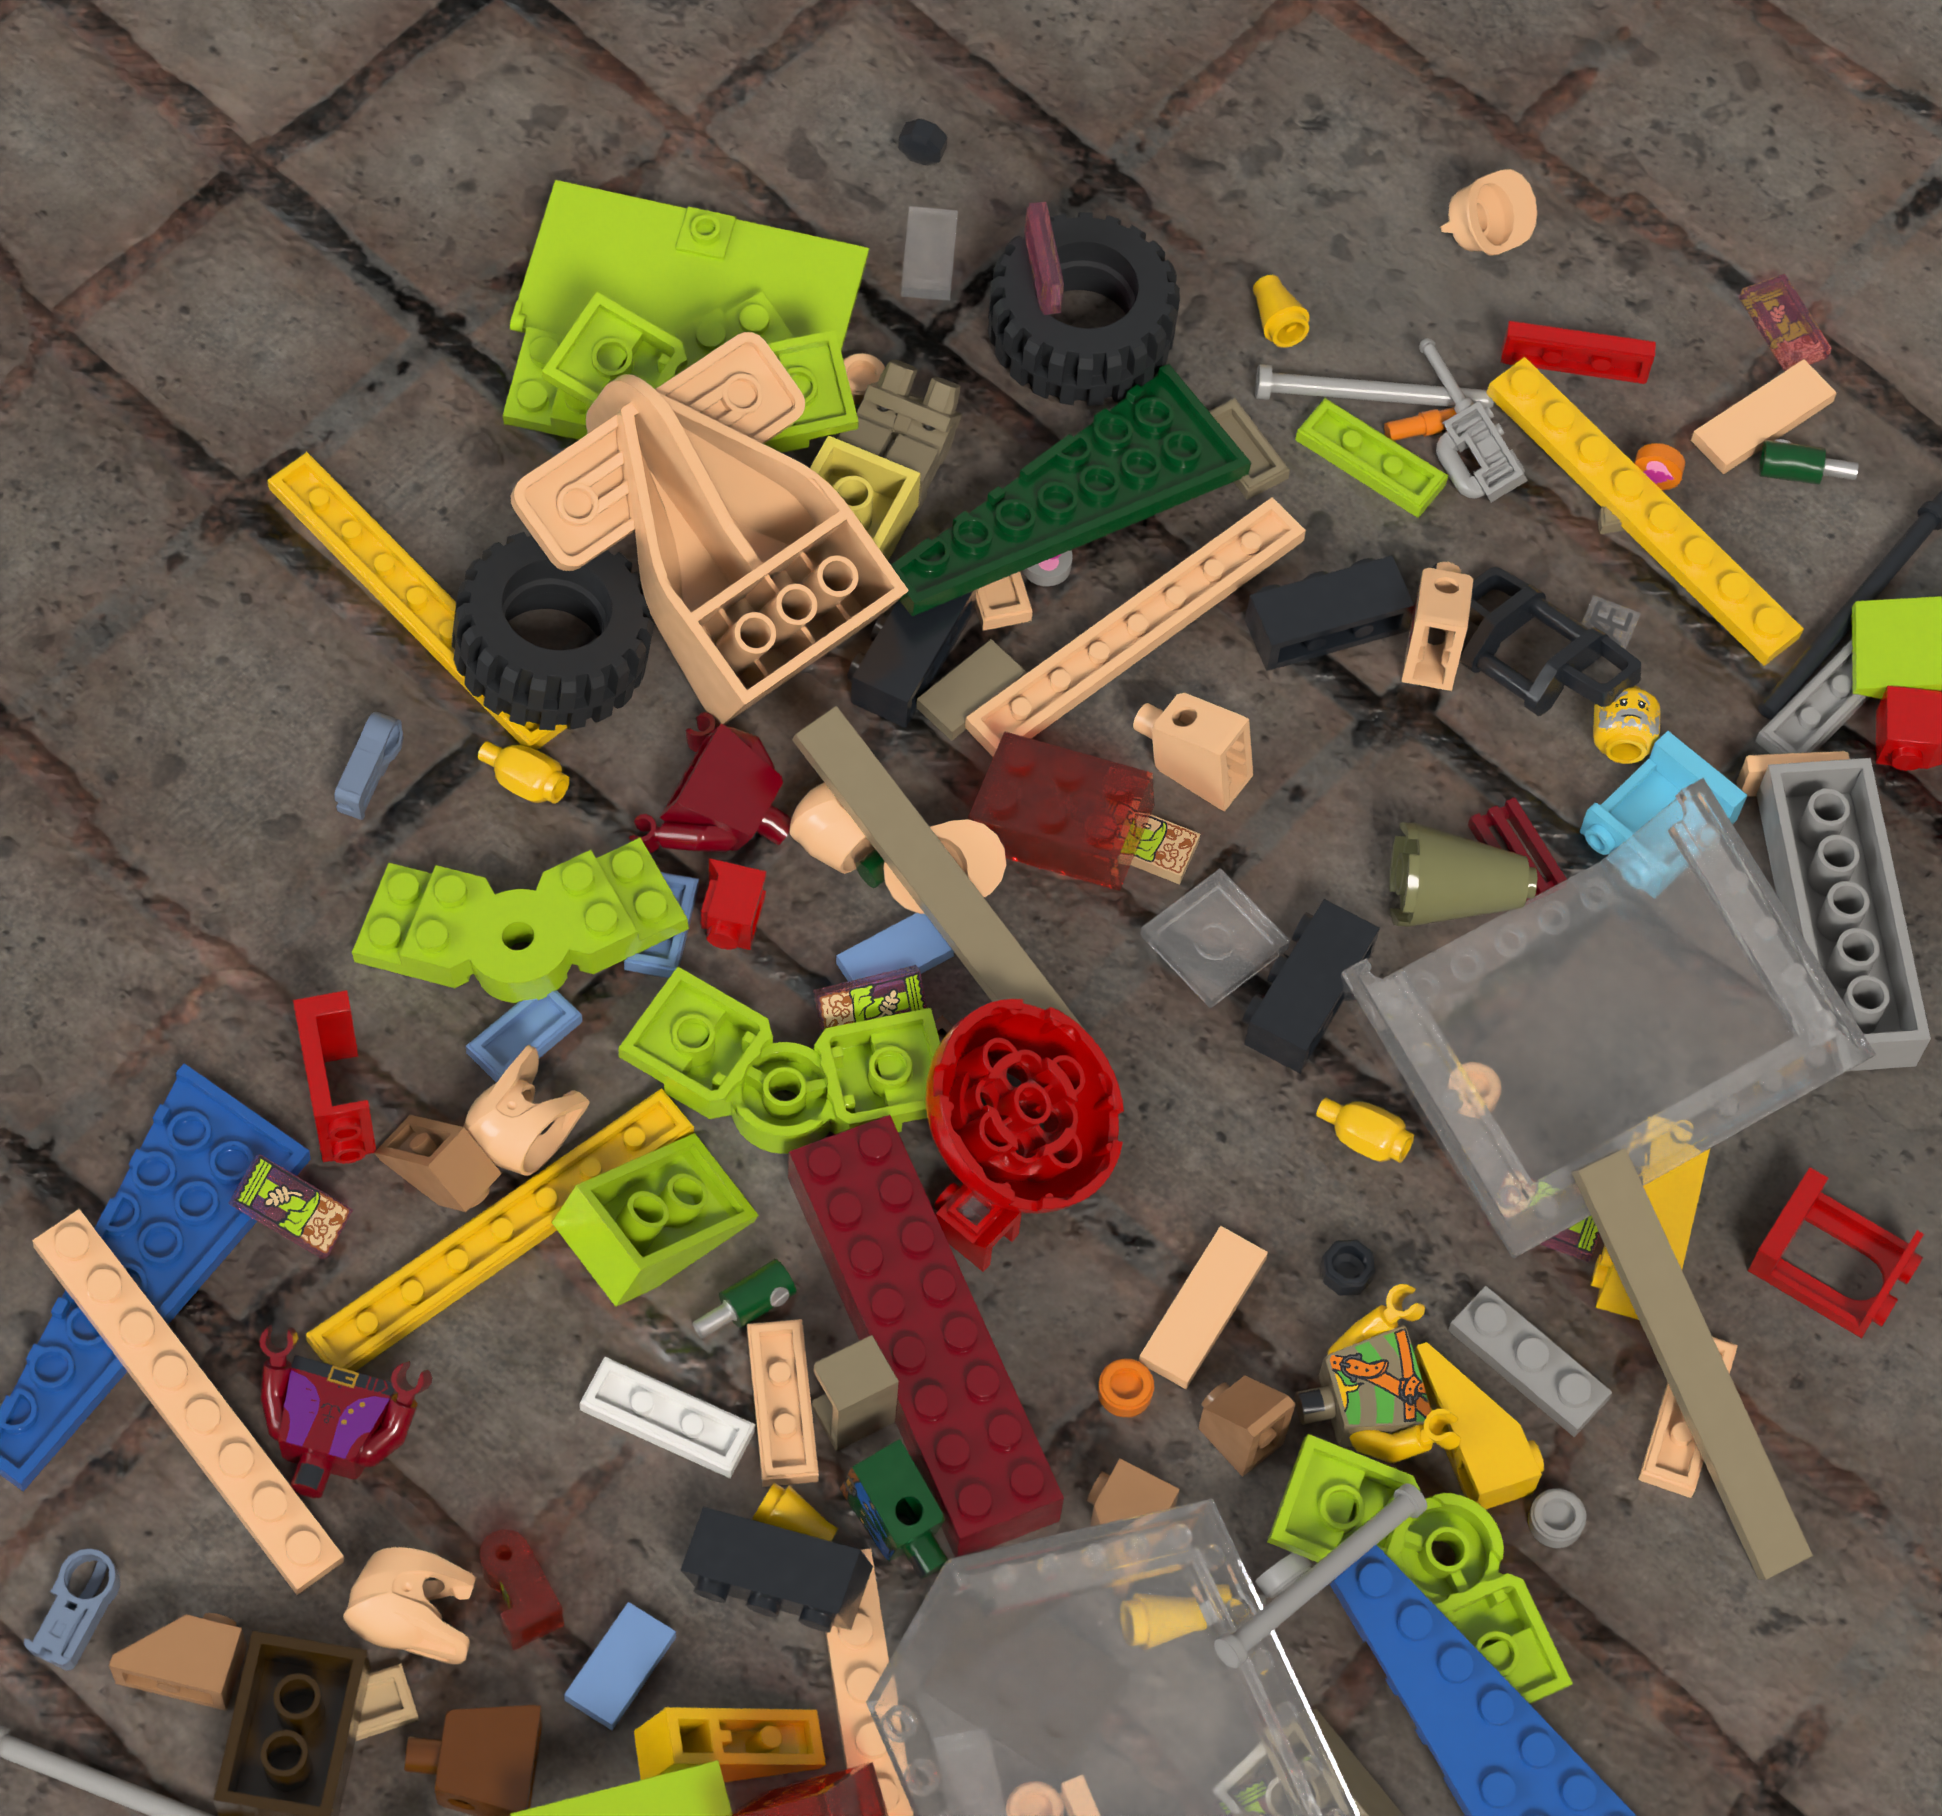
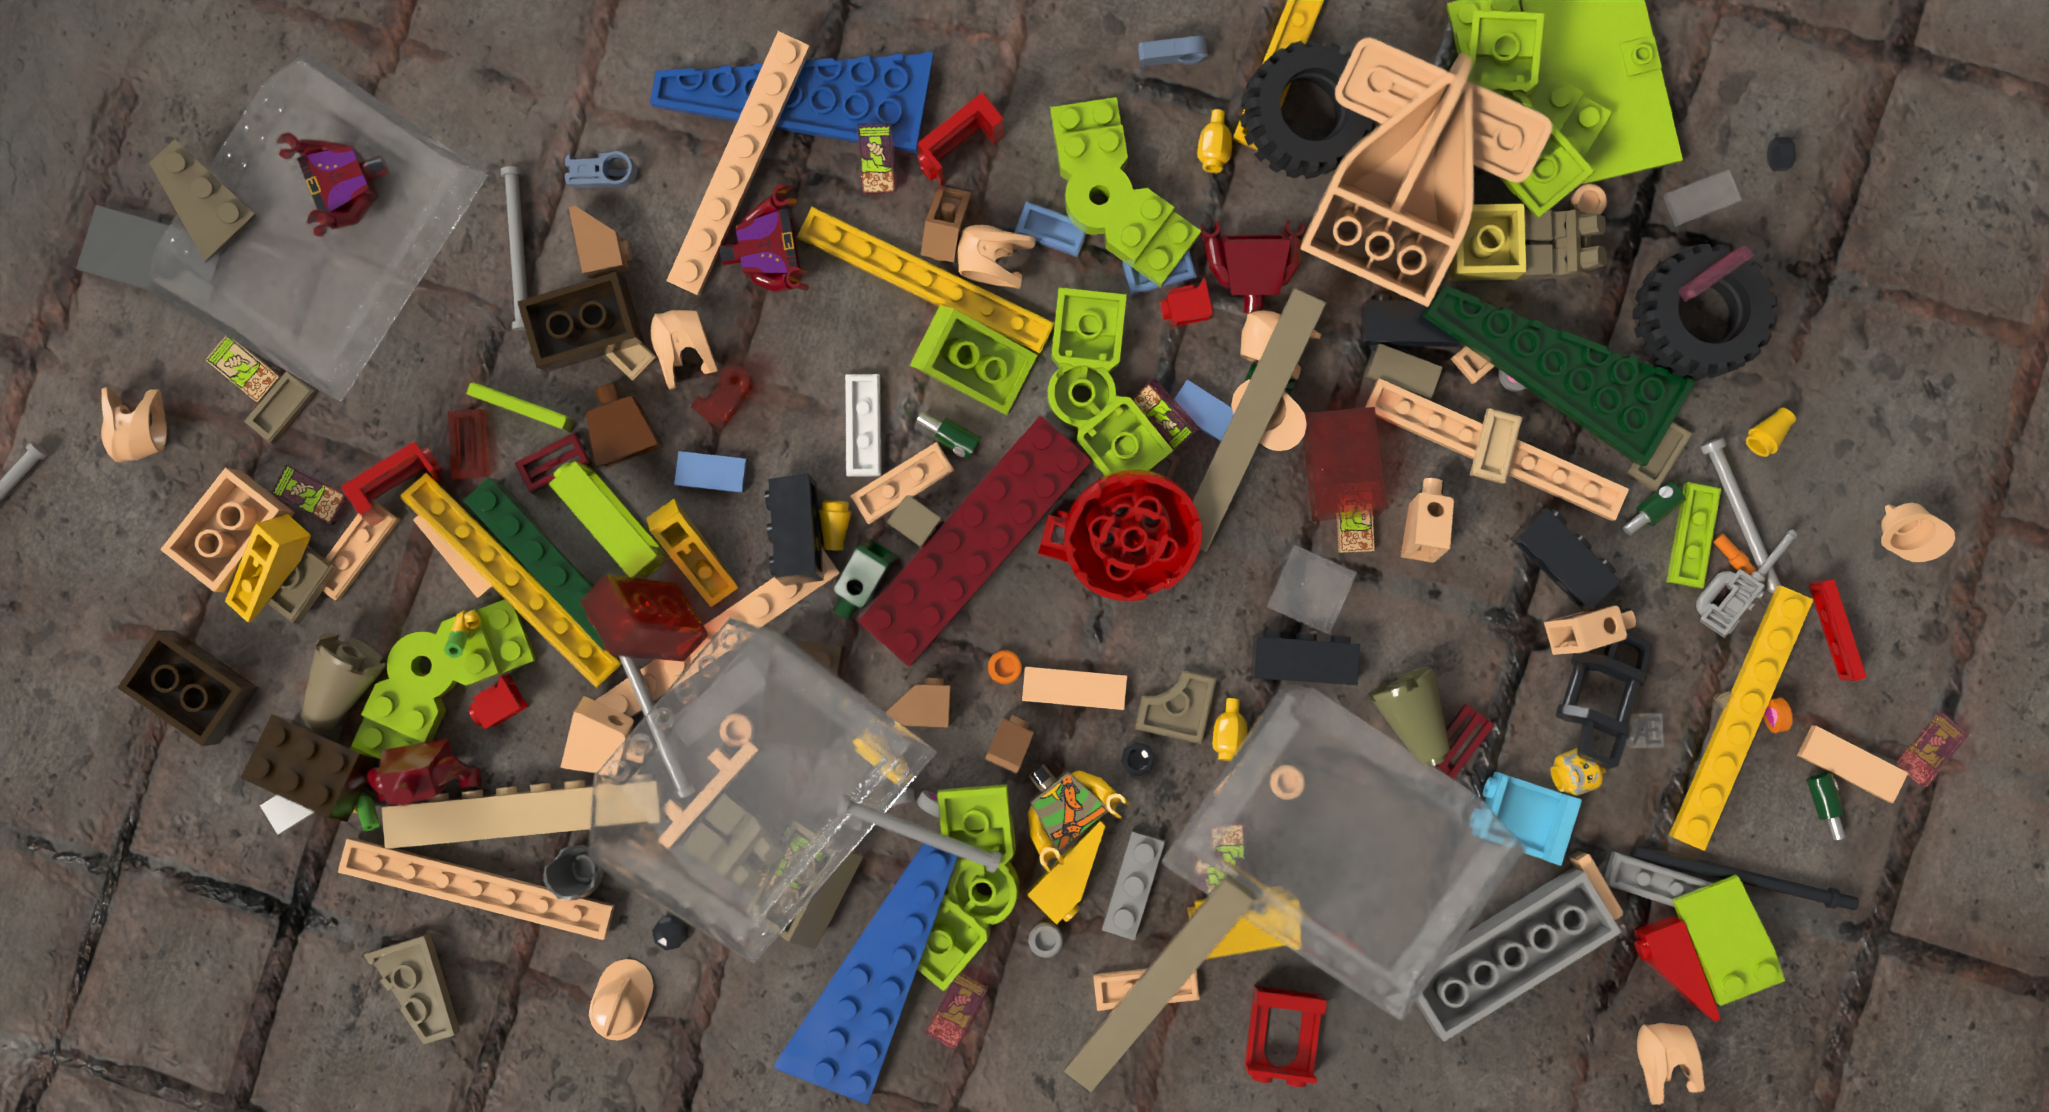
camera: 70 degrees right, 25 degrees up
(1133, 619) = (1495, 446): none -> tan tile
(1304, 1183) = (1180, 710): none -> dark tan tile
(1312, 480) = (1656, 507): none -> dark green piece
(1611, 1695) = (956, 1010): none -> tile

